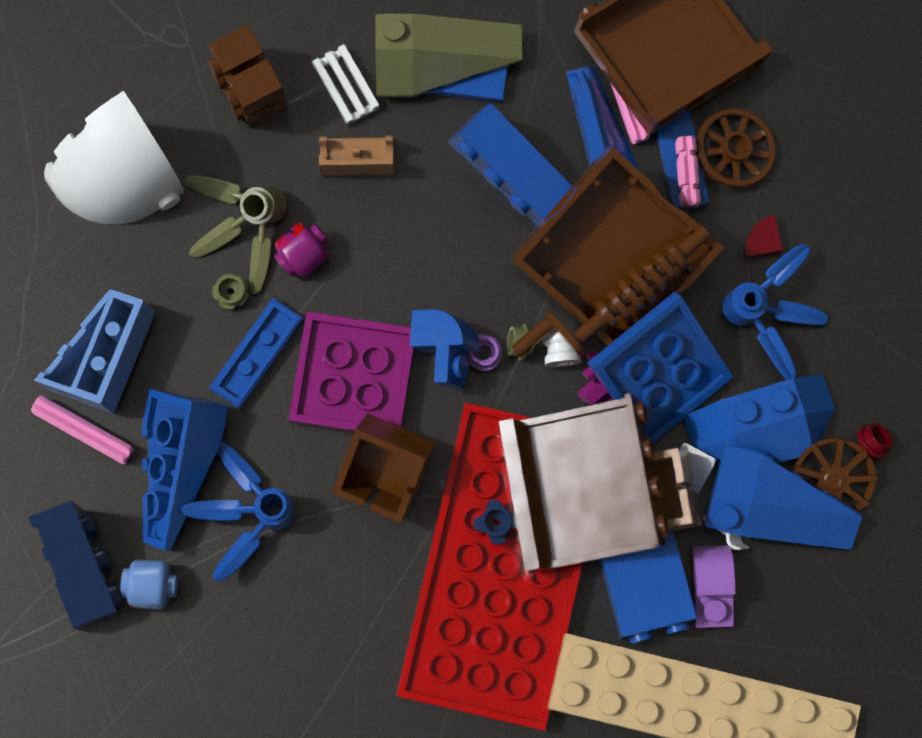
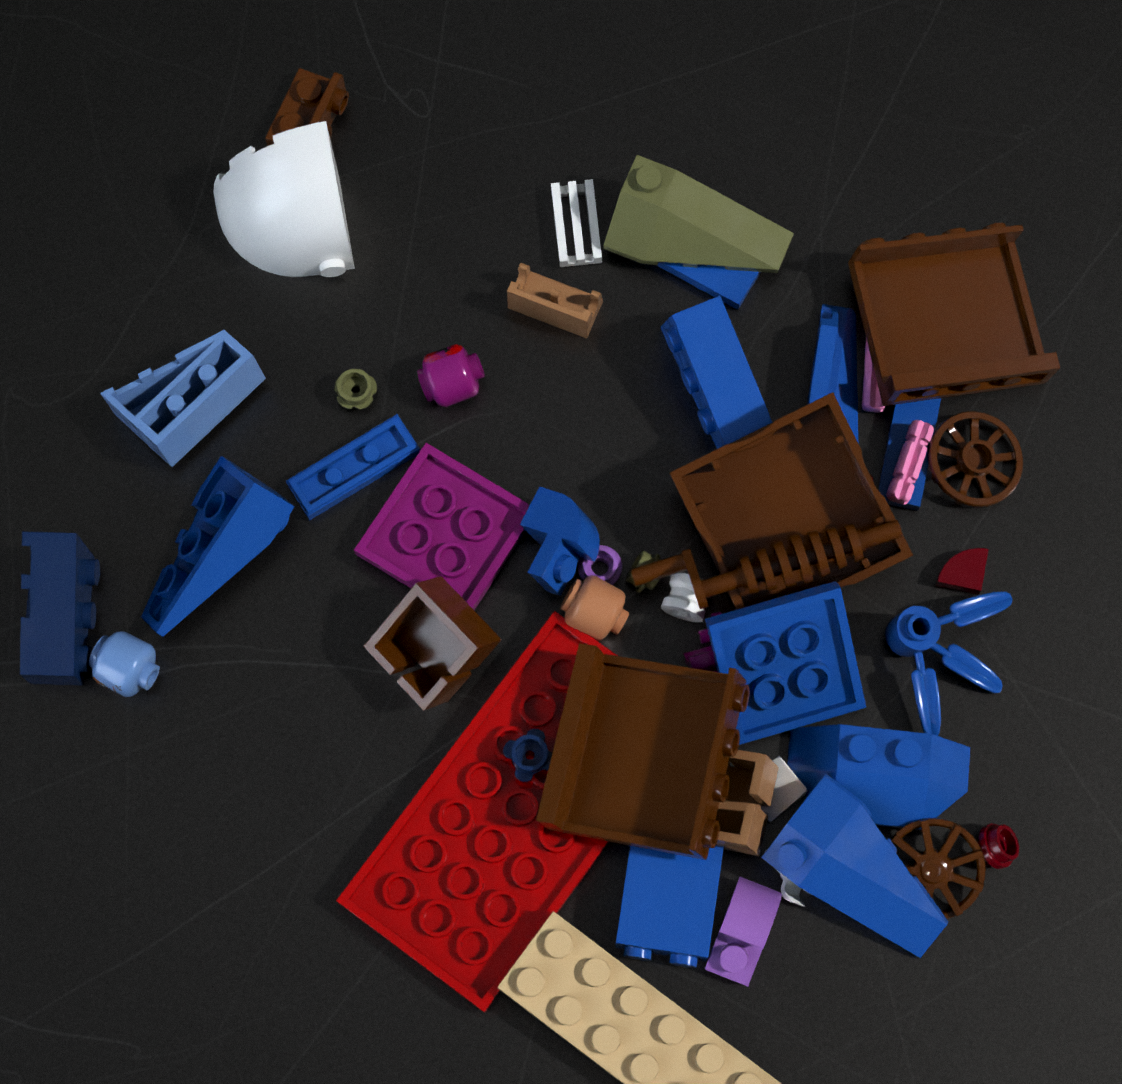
camera: 25 degrees right, 5 degrees down
(82, 429) = (131, 470): bright pink axle -> none
(90, 79) = (310, 101): none -> reddish brown bracket
(232, 511) = (283, 632): blue plant -> none
(250, 82) = (469, 169): reddish brown piece -> none
(257, 206) = (420, 307): olive plant -> none
(494, 386) = (594, 607): none -> nougat head

